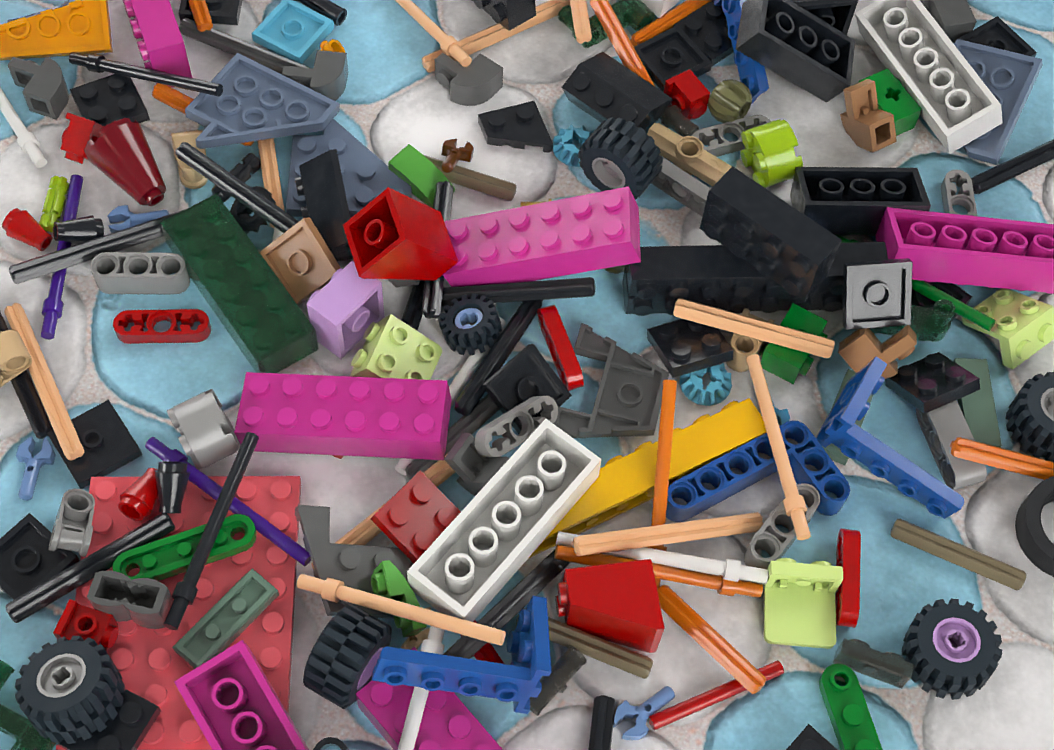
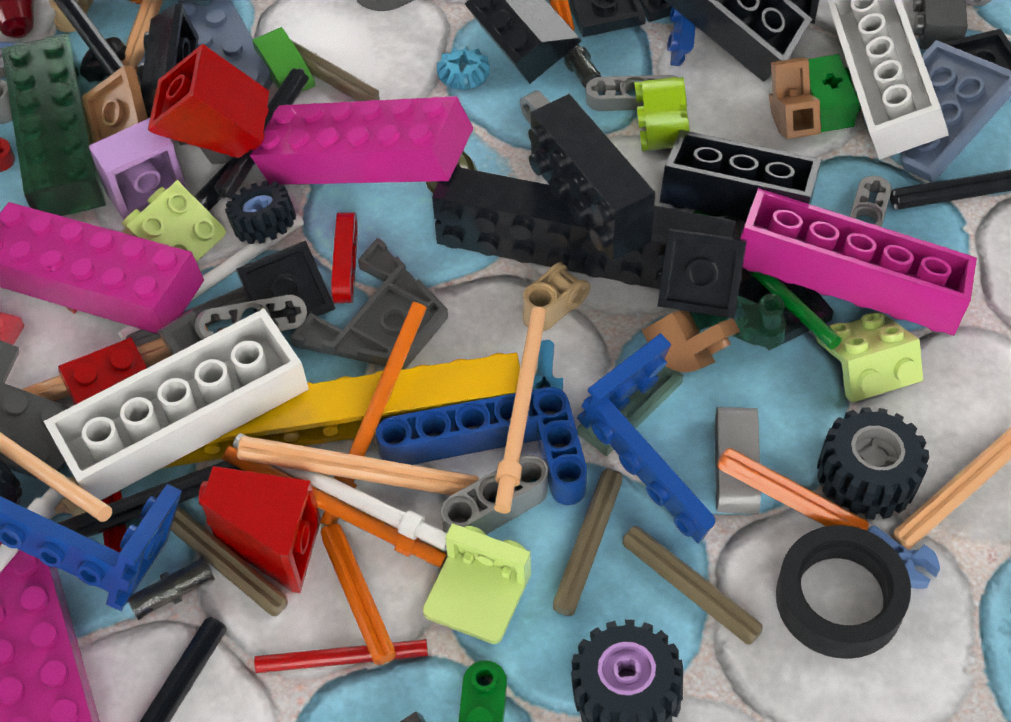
camera: 25 degrees right, 5 degrees down
(242, 171) = (112, 25): black axle -> none
(390, 583) = (39, 443): bright green slope -> none
(455, 154) = (329, 46): reddish brown bar -> none
(497, 356) = (306, 229): black axle -> none
(515, 127) = (408, 38): black wing -> none
(524, 290) = (332, 191): black axle -> none
(620, 157) = (490, 83): black wheel -> none
(642, 712) = (248, 650): medium blue bar -> none
(688, 94) = (603, 40): red brick -> none
(688, 154) = (559, 82): tan piece -> none
(689, 346) = (484, 286): black plate -> none
(715, 392) = (490, 341): medium azure gear -> none
(729, 101) = (646, 54): olive piece -> none
(754, 328) = (554, 282): light nougat axle -> none
(789, 362) = (601, 313): green brick -> none
(848, 593) = (545, 573): red beam -> none
(864, 522) = (587, 542): none -> dark tan axle
(881, 666) = (544, 681): clear smoke plate -> none
(932, 382) = (740, 388): black plate -> none
(979, 406) = (791, 425): sand green tile -> none

